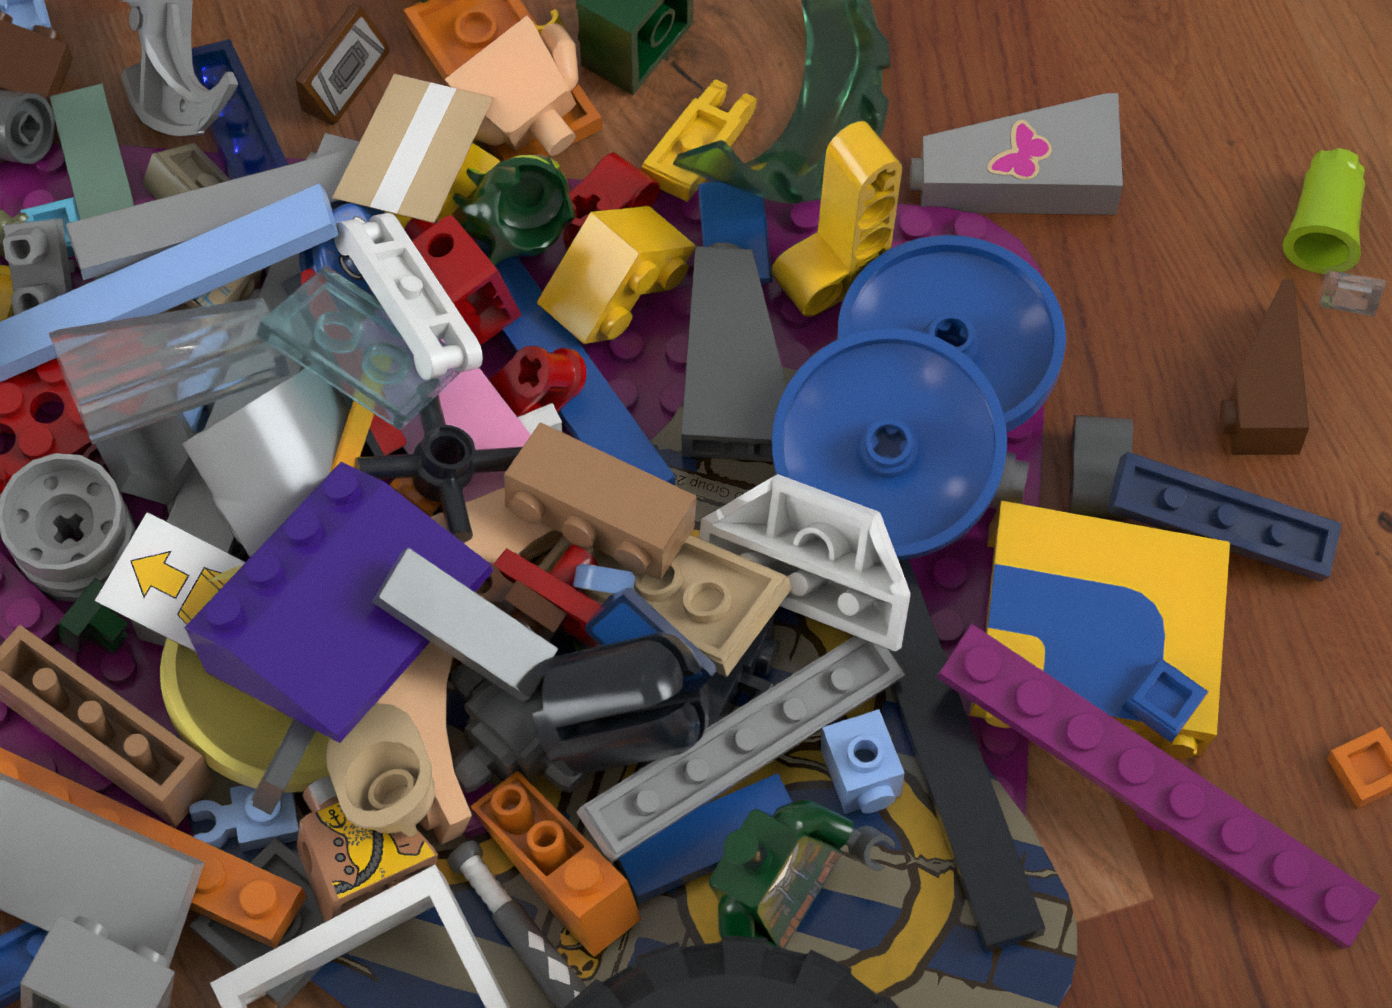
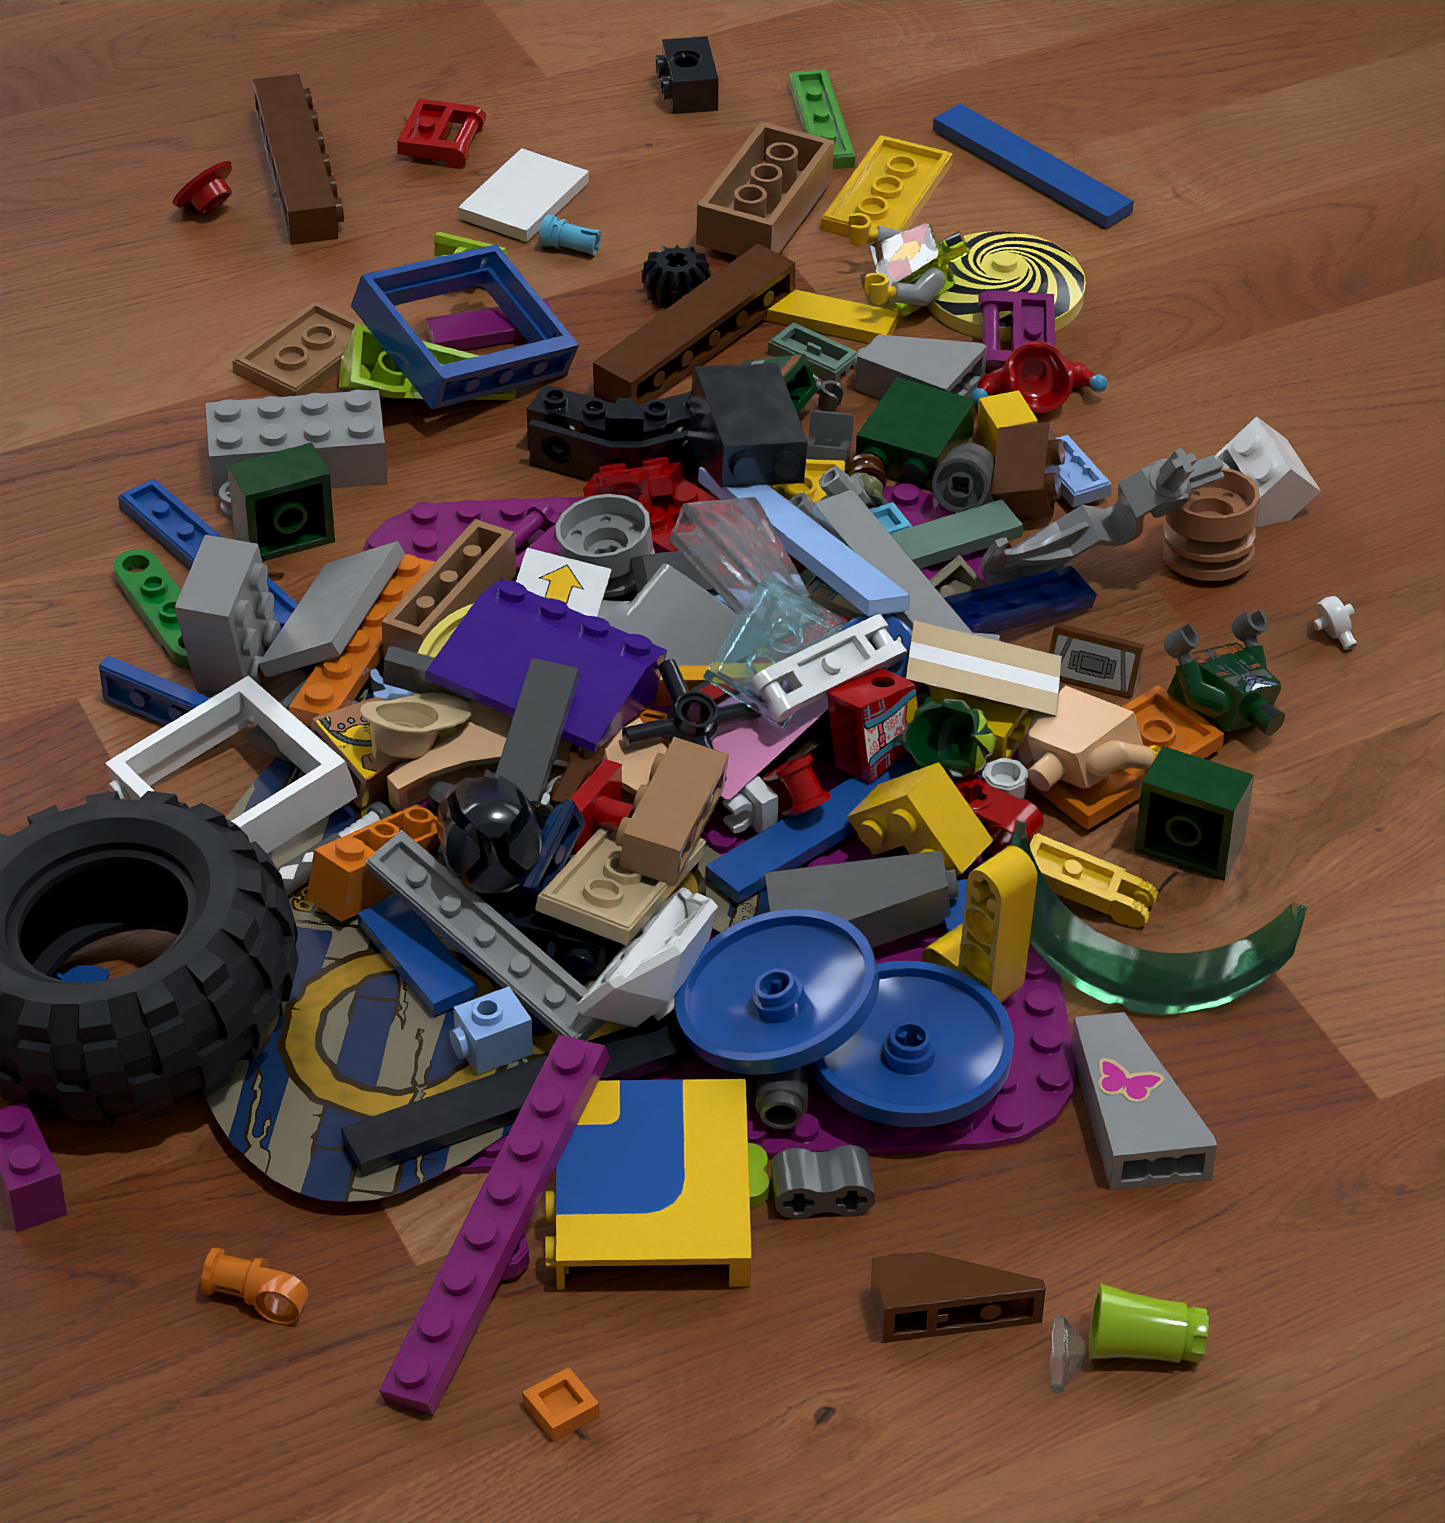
camera: 80 degrees right, 20 degrees down
(602, 578) = (602, 821): medium blue tile -> none
(779, 866) = (369, 969): dark green torso -> none
(1165, 699) = (576, 1211): blue tile -> none
(1214, 510) = (780, 1260): dark blue plate -> none

